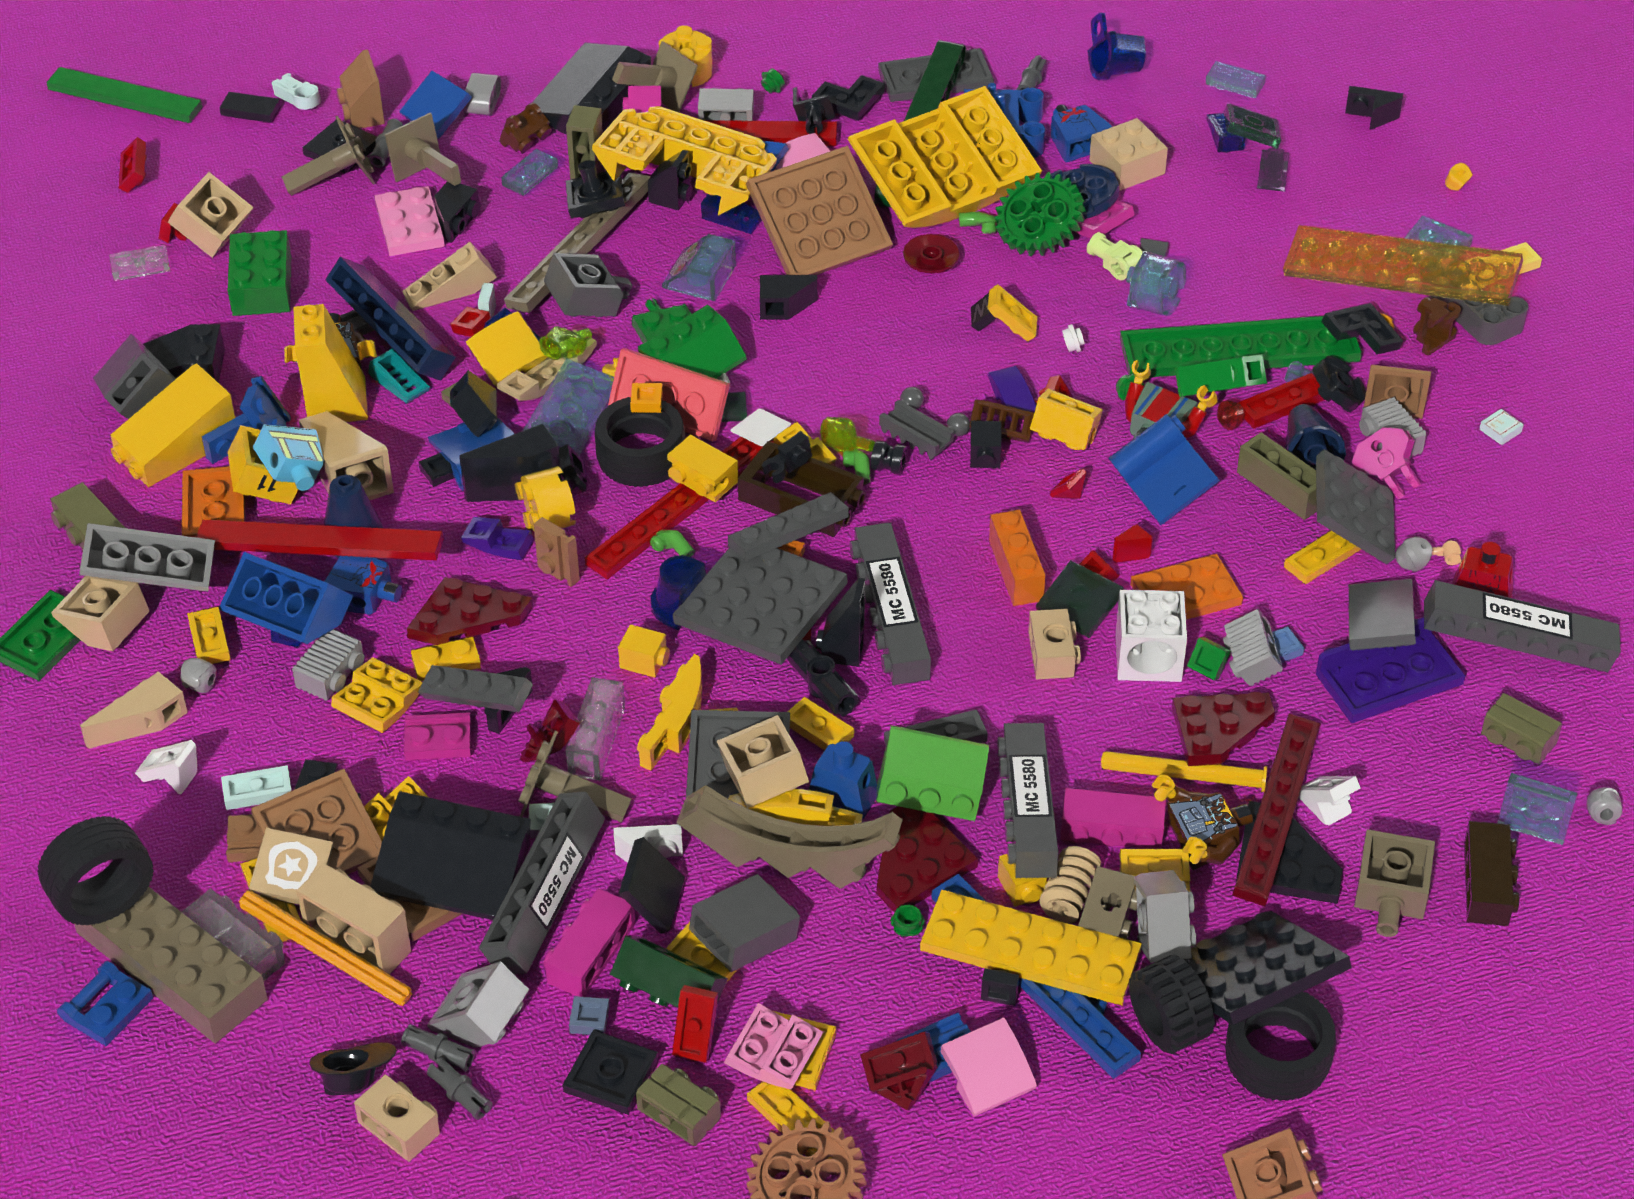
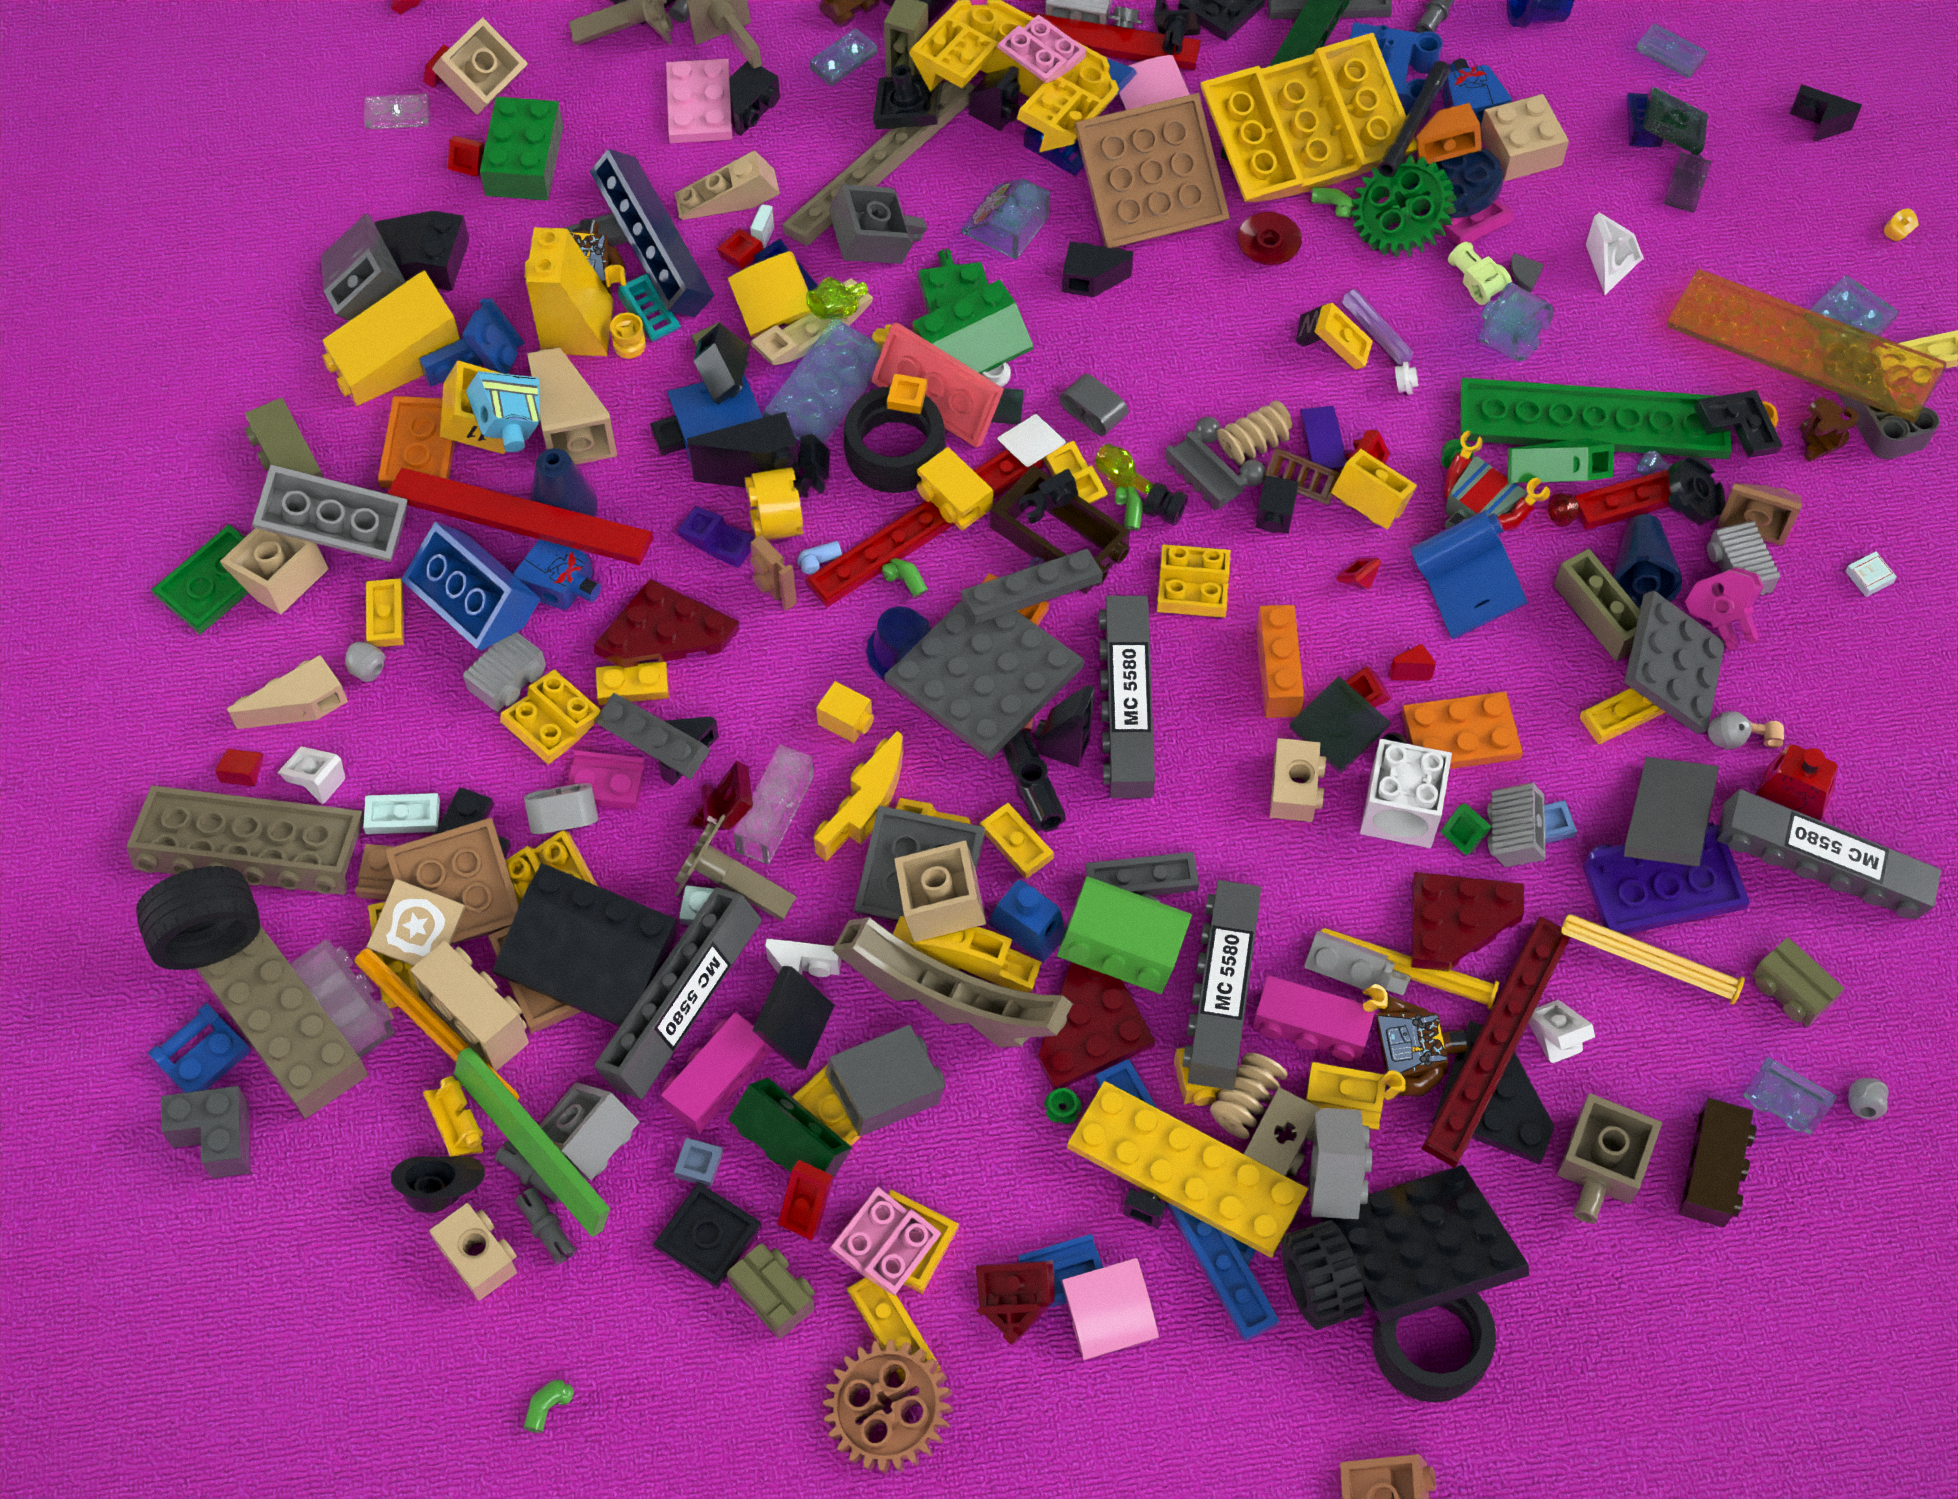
camera: 10 degrees right, 15 degrees up
(98, 776) = (239, 767): none -> red slope
(132, 1052) = (217, 1122): none -> dark grey brick
(169, 824) = (261, 838): none -> dark tan bracket
(210, 285) = (465, 155): none -> red tile
(364, 1023) = (454, 1122): none -> yellow hinge
(384, 398) = (627, 335): none -> yellow wheel
(403, 759) = (561, 808): none -> light grey beam
(435, 1015) = (531, 1141): none -> bright green tile
(588, 540) = (811, 558): none -> light blue arm
(706, 134) = (1043, 49): none -> bright pink slope
(768, 112) = (1125, 17): none -> dark grey plate
(808, 394) = (1093, 404): none -> dark grey beam
(926, 511) = (1193, 580): none -> yellow slope
(954, 393) = (1255, 432): none -> tan piece
(1025, 169) = (1397, 150): none -> black piece
(1039, 306) = (1377, 327): none -> medium lavender axle
(1067, 155) = (1450, 134): none -> orange slope
(1134, 772) = (1354, 964): none -> light grey hinge
(1222, 225) = (1612, 251): none -> white slope
(1393, 728) = (1653, 957): none -> yellow axle

